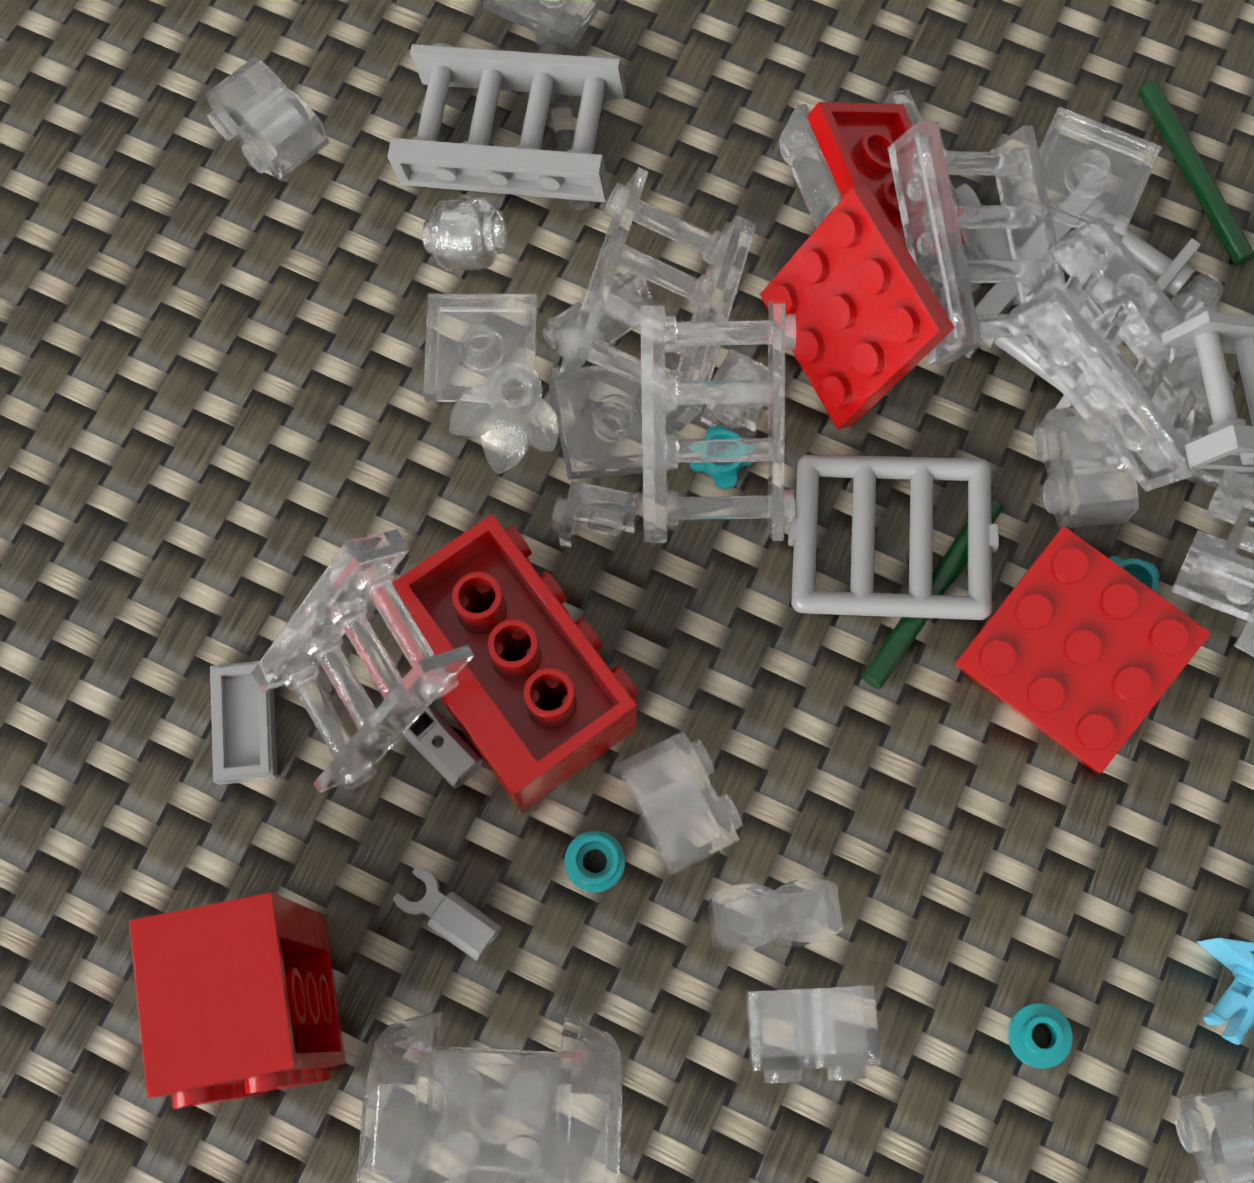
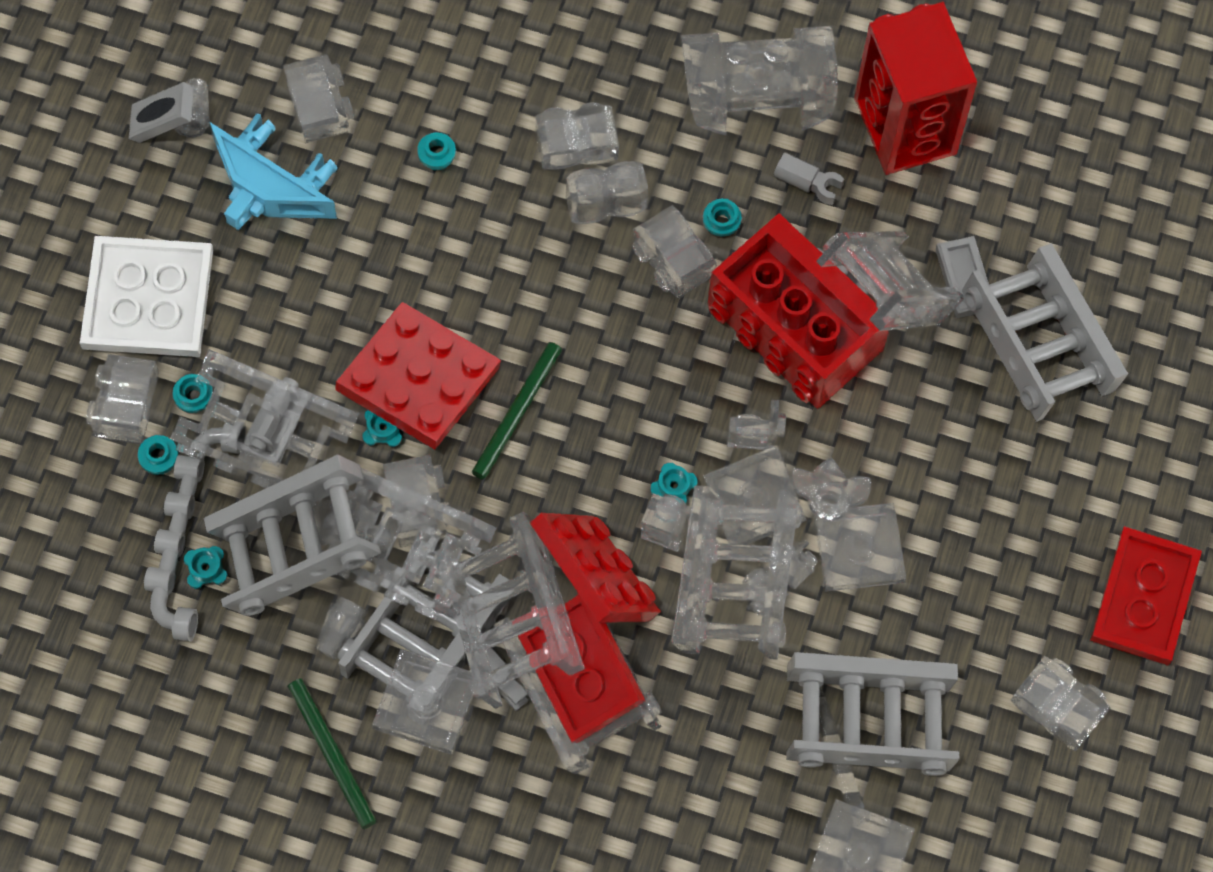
camera: 170 degrees right, 5 degrees down
(93, 596) = (1072, 312): none -> light grey fence
(117, 238) = (1146, 595): none -> red plate
(465, 234) = (887, 623): clear head -> none
(664, 393) = (717, 456): clear fence -> none
(920, 602) = (532, 485): light grey bar -> none

